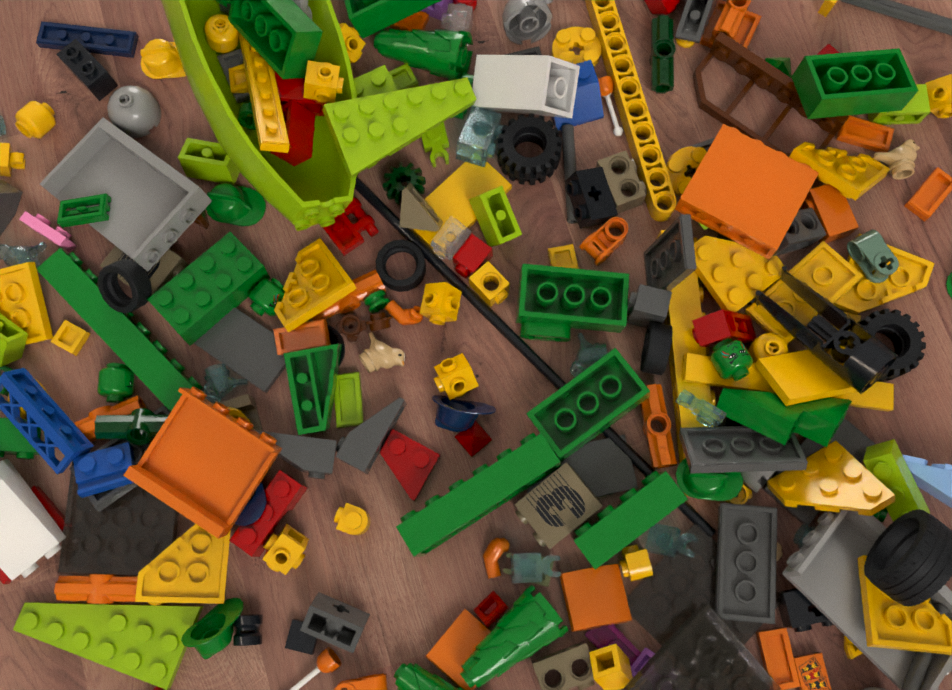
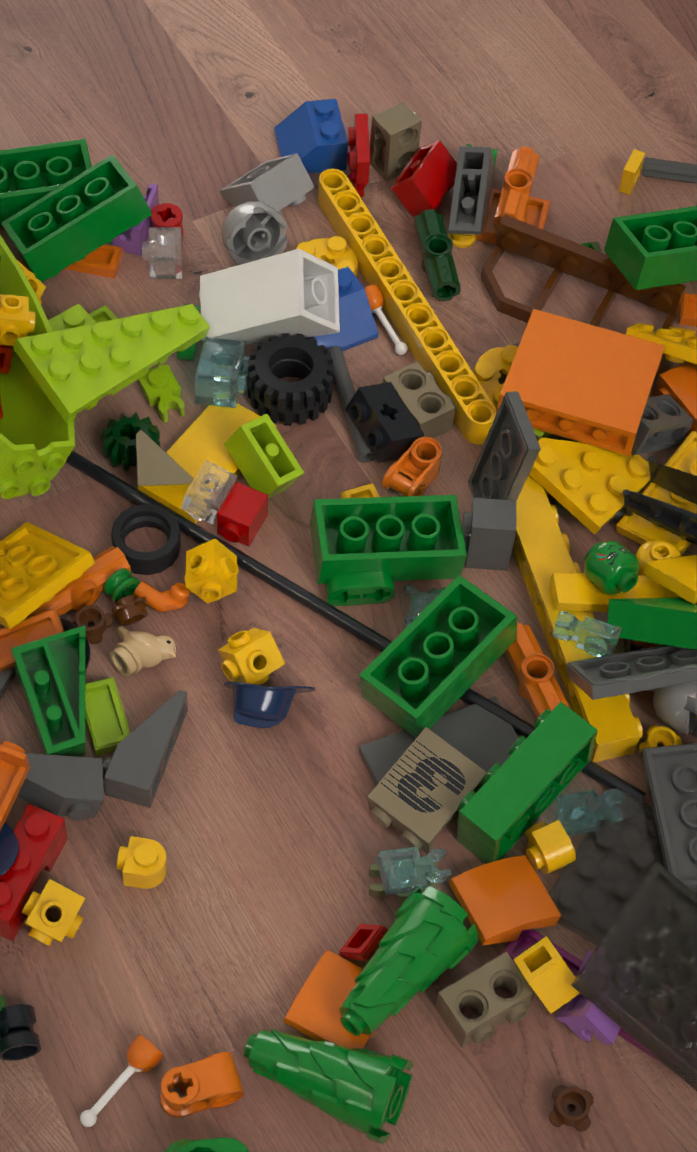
camera: 20 degrees left, 20 degrees down
(299, 640) = (99, 1031): black tile -> none
(335, 622) = (145, 992): dark grey brick -> none
(347, 235) = (57, 510): red plate -> none
(409, 462) = (206, 778): red wing -> none
(437, 51) = (131, 284): green cone -> none
(473, 439) = (290, 736): red slope -> none
(479, 495) = (315, 790): green brick -> none
(486, 274) = (268, 531): yellow brick -> none
(492, 554) = (348, 877): orange arm -> none
(656, 348) = (512, 578): black tyre -> none
(708, 485) = (623, 719): green piece -> none
(723, 325) = (582, 531): red slope -> none

